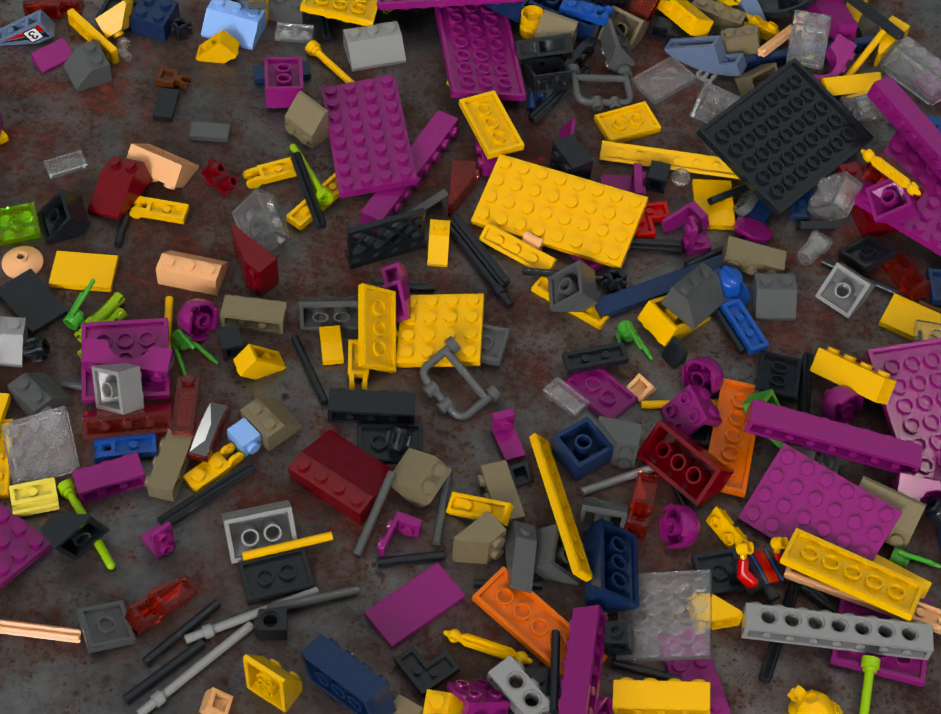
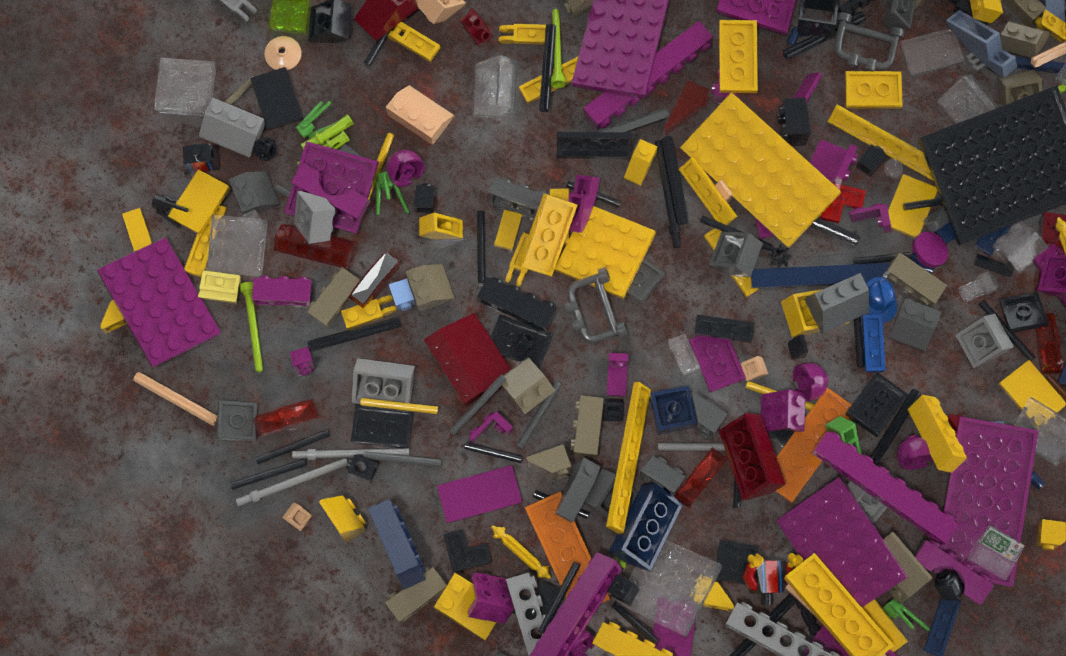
camera: 30 degrees right, 20 degrees up
(73, 533) = (234, 336): black slope -> none
(77, 269) = (329, 81): yellow tile -> none
(143, 444) = (305, 268): blue plate -> none
(186, 405) = (364, 250): clear red slope -> none
(254, 314) = (454, 177): dark tan brick -> none
(255, 262) = (472, 138): dark red slope -> none
(474, 507) = (563, 433): yellow tile -> none
(628, 333) = (767, 312): bright green plant -> none
(679, 526) = (721, 511): magenta cylinder -> none
(693, 241) = (873, 241): magenta bracket -> none
(723, 527) = (759, 519): yellow hinge -> none

